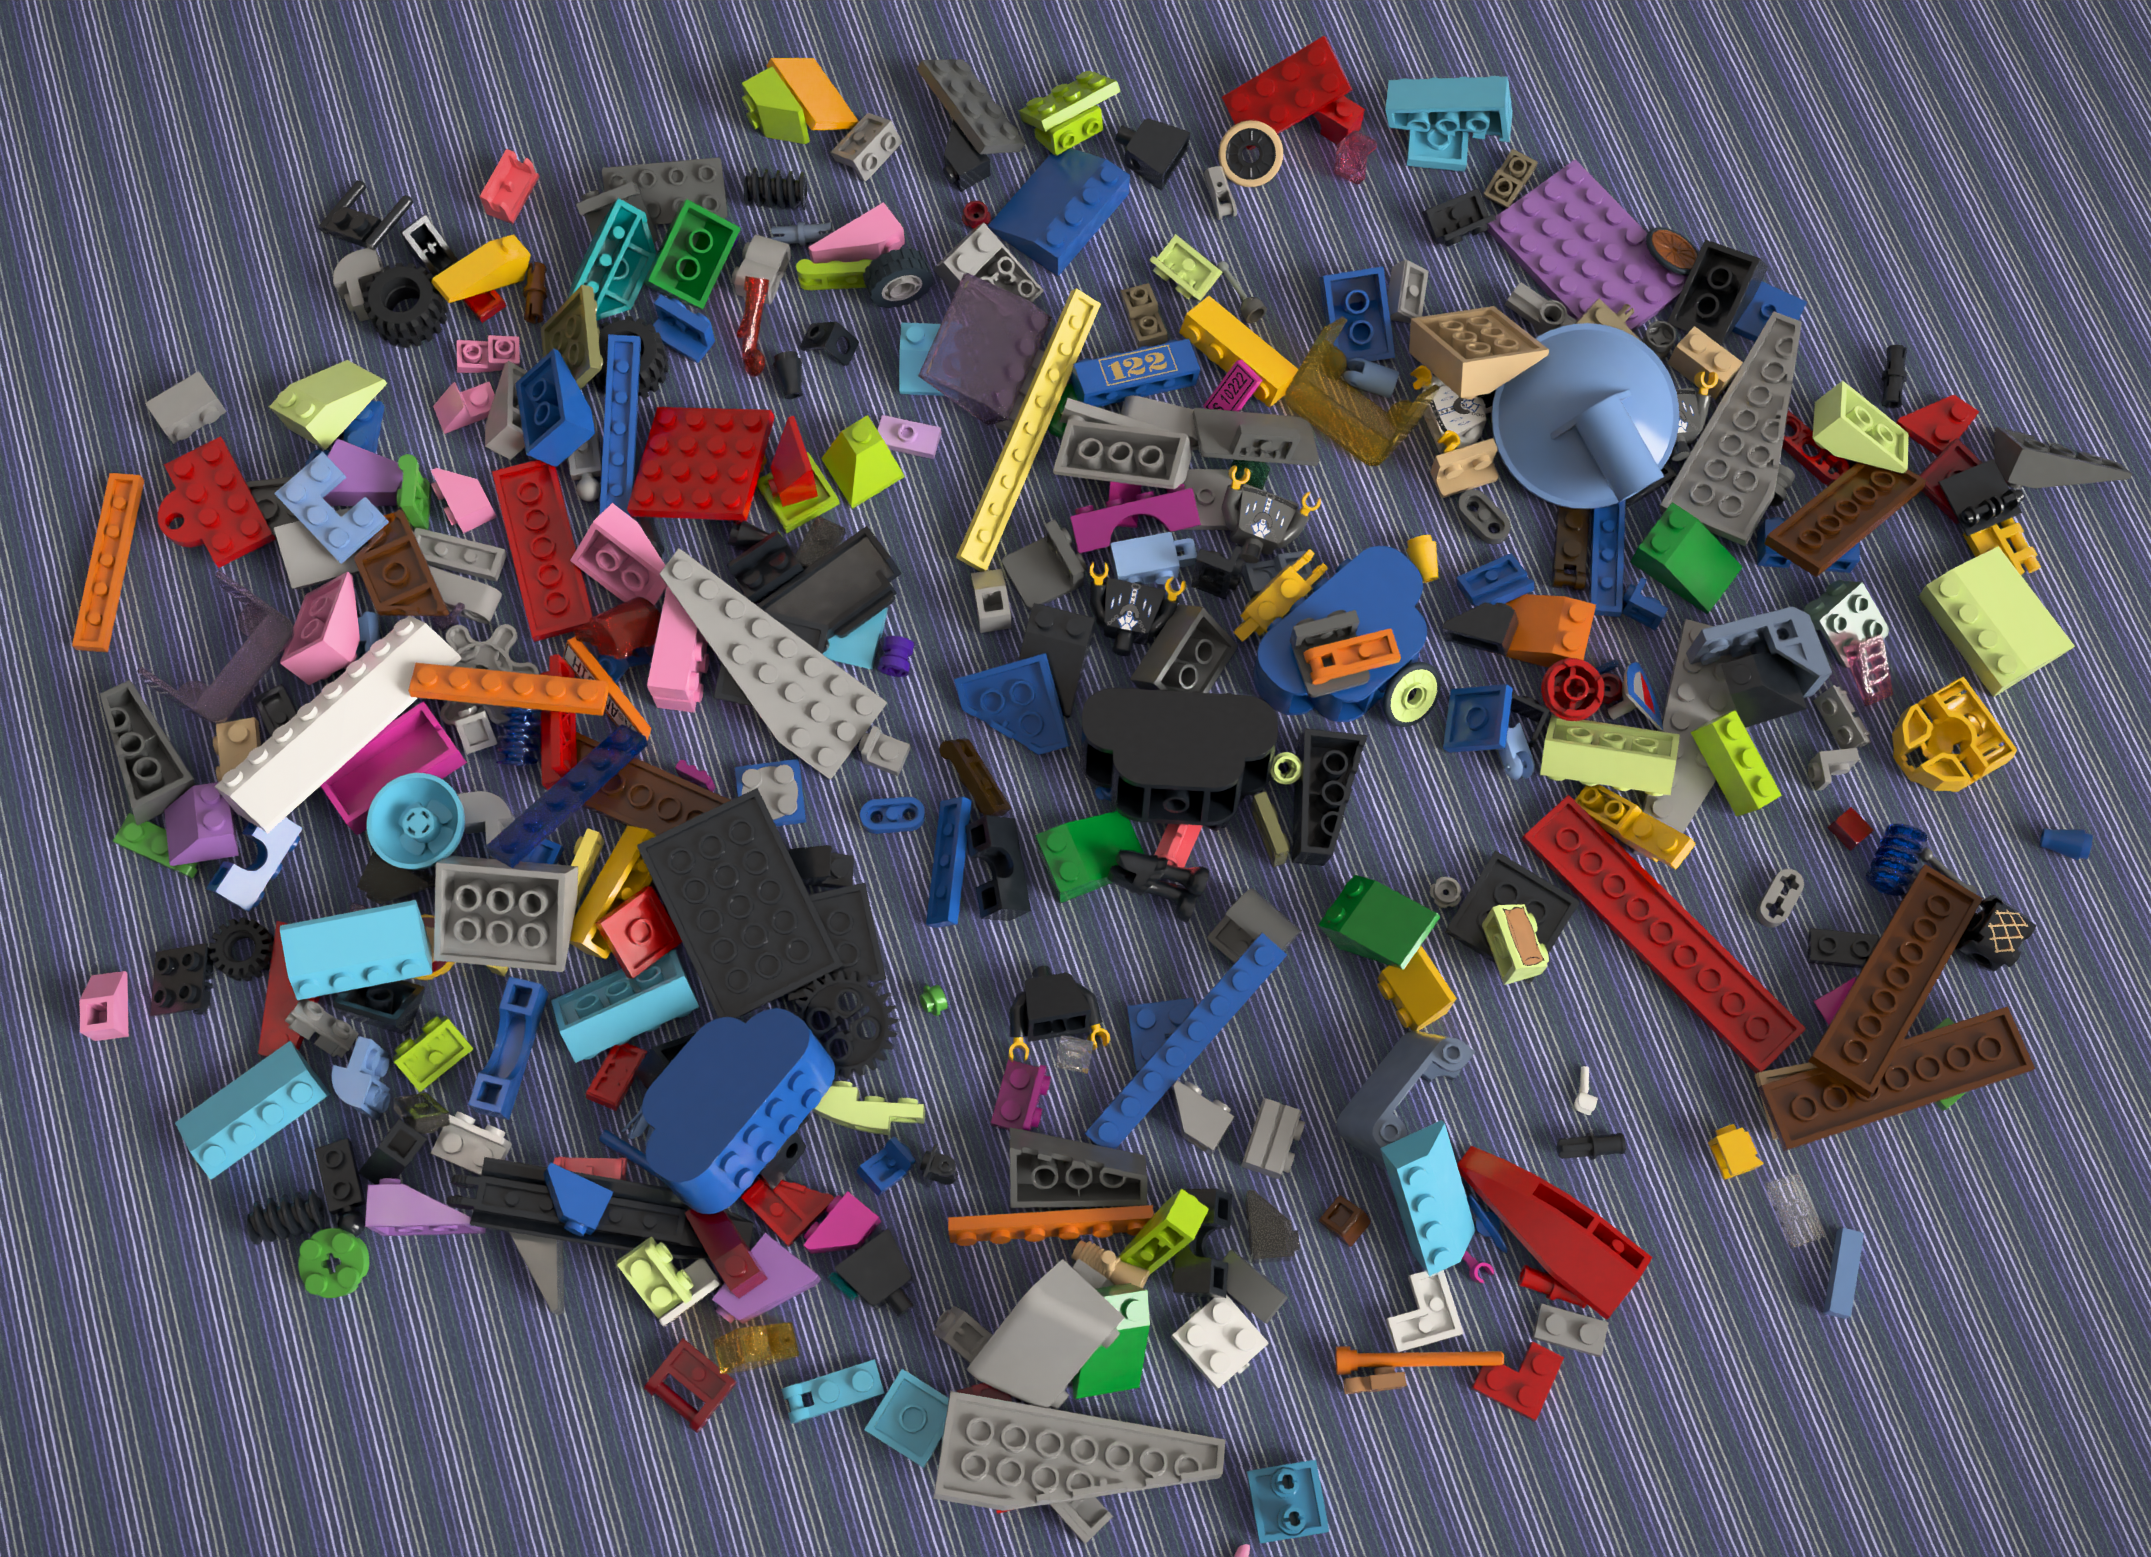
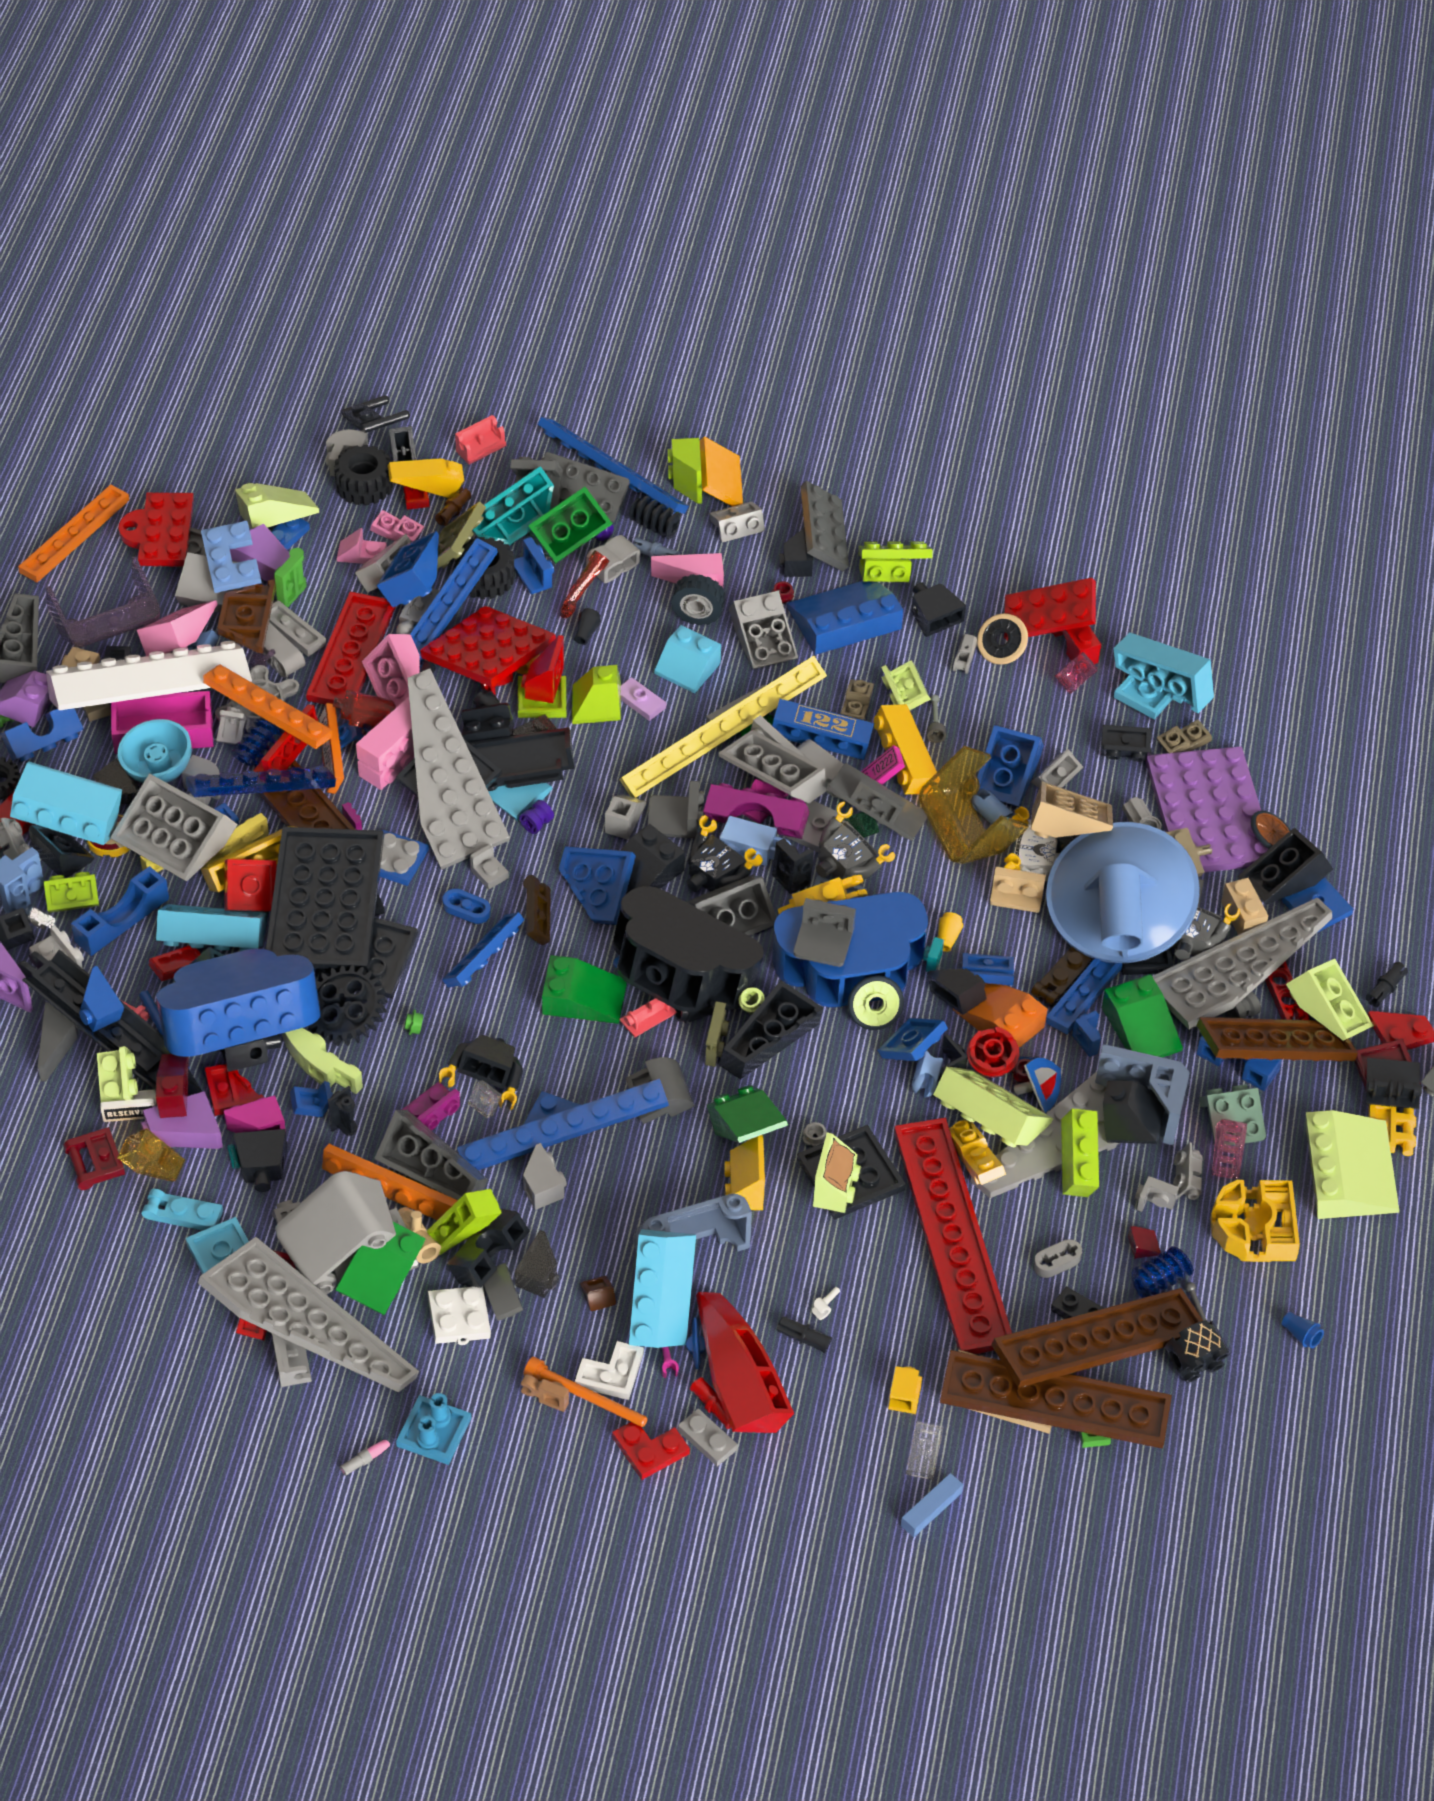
camera: 30 degrees right, 20 degrees down
(186, 407) = (184, 470): light grey brick -> none
(465, 499) = (321, 599): bright pink slope -> none
(671, 143) = (604, 461): none -> blue plate
(822, 868) = (393, 908): black slope -> none
(825, 337) = (625, 615): black bracket -> none
(831, 275) = (653, 580): lime plate -> none
(985, 349) = (725, 663): clear purple slope -> none
(998, 845) = (505, 982): black arch -> none
(1142, 873) = (603, 1018): black piece -> none
(1272, 1139) = (582, 1215): light grey brick -> none
(1352, 655) = (837, 940): orange plate -> none
(1430, 597) = (933, 954): none -> teal plate
(1486, 516) = (1011, 932): dark grey plate -> none
(1660, 338) = (1217, 877): dark grey wheel -> none

